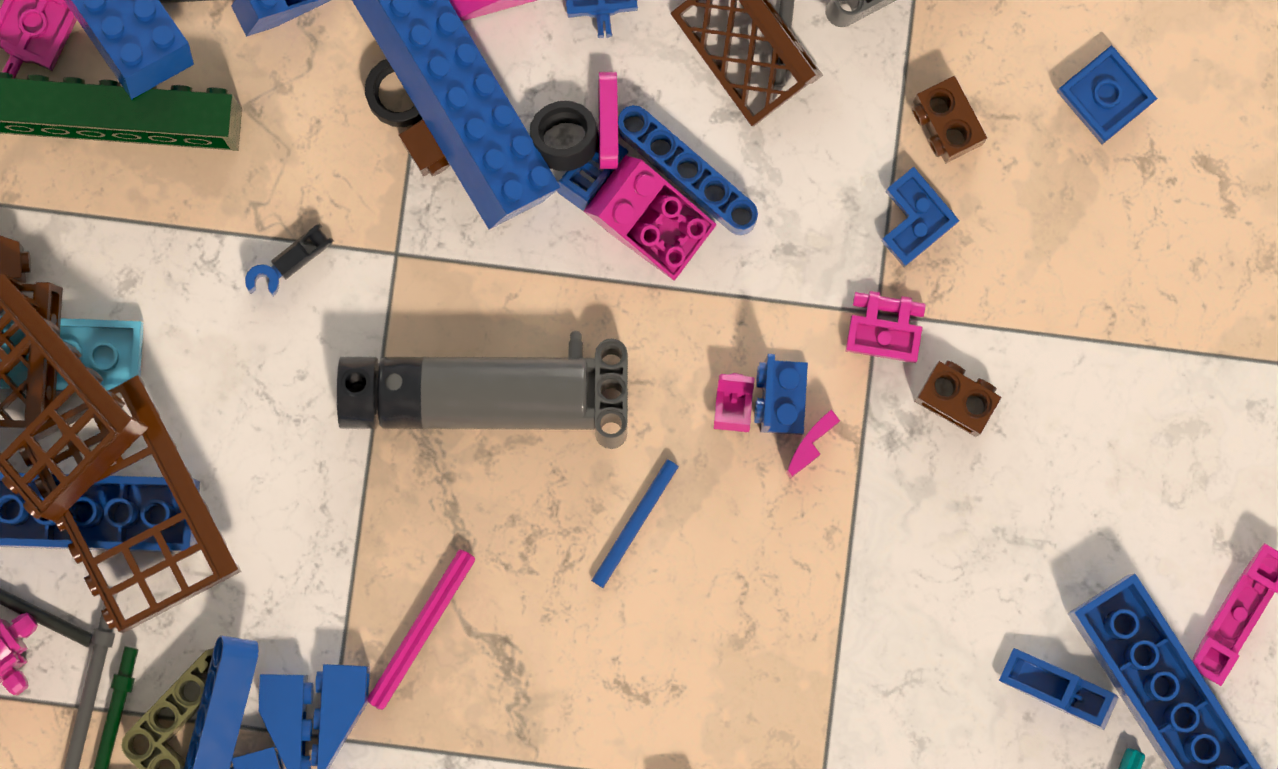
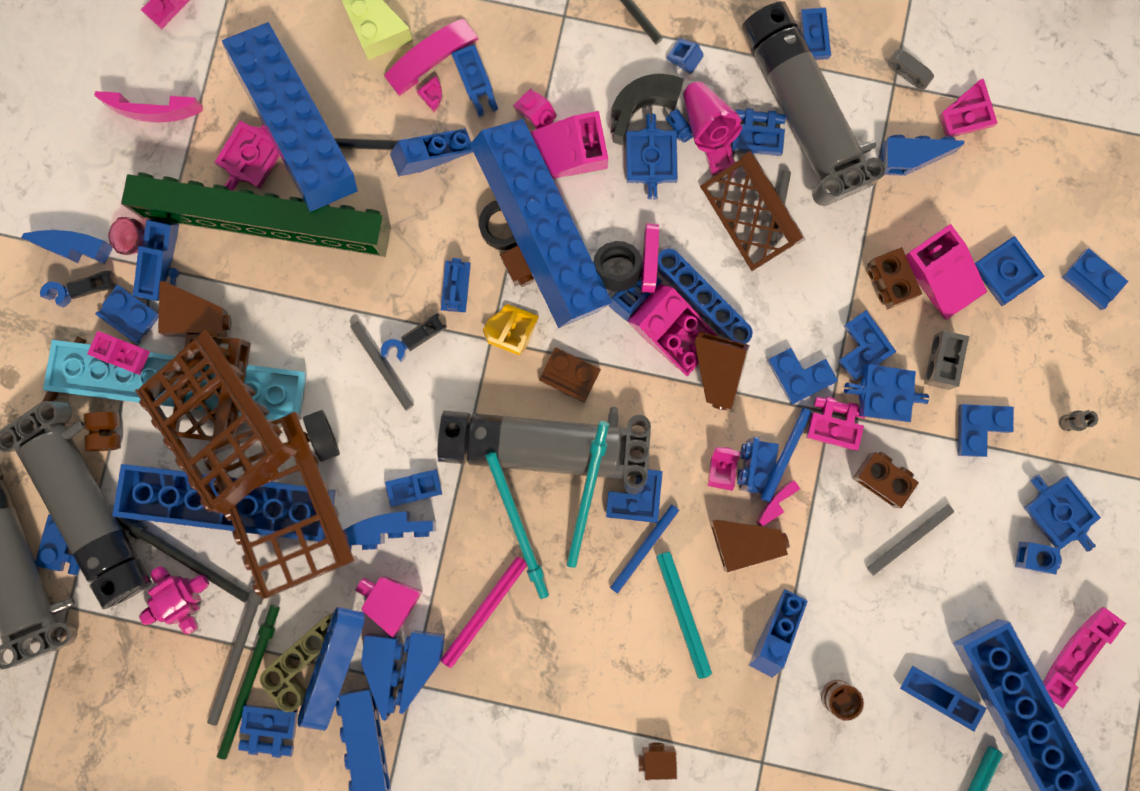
camera: 10 degrees right, 0 degrees up
(174, 407) = (321, 435): none -> black tyre
(247, 303) = (382, 366): none -> dark grey bar
(255, 531) = (372, 530): none -> blue slope
(287, 627) = (388, 602): none -> dark pink torso
(307, 469) = (413, 488): none -> blue slope
(340, 183) = (455, 285): none -> blue hinge
(423, 236) = (510, 329): none -> yellow slope
(486, 567) = (534, 570): none -> teal bar
(511, 293) = (569, 375): none -> reddish brown plate
(555, 389) = (597, 450): none -> teal bar
(619, 466) = (638, 506): none -> blue plate
(696, 608) = (684, 615): none -> teal axle
(718, 265) = (720, 368): none -> reddish brown slope
(775, 502) = (747, 544): none -> reddish brown slope
(818, 377) = (786, 455): none -> blue bar
(828, 622) = (778, 635): none -> blue slope
(829, 275) = (798, 382): none -> blue plate
(920, 701) = (842, 700): none -> reddish brown wheel
(950, 279) = (886, 393): none -> blue plate
(1004, 474) = (910, 540): none -> dark grey bar
(1020, 104) = (946, 272): none -> dark pink slope
(1028, 226) = (946, 360): none -> dark grey brick
(1079, 307) = (976, 422): none -> blue plate
(1159, 486) = (1028, 553): none -> blue brick
(1203, 422) = (1062, 513): none -> blue plate
(1212, 293) = (1078, 420): none -> dark grey pin
(1229, 95) = (1095, 279): none -> blue plate

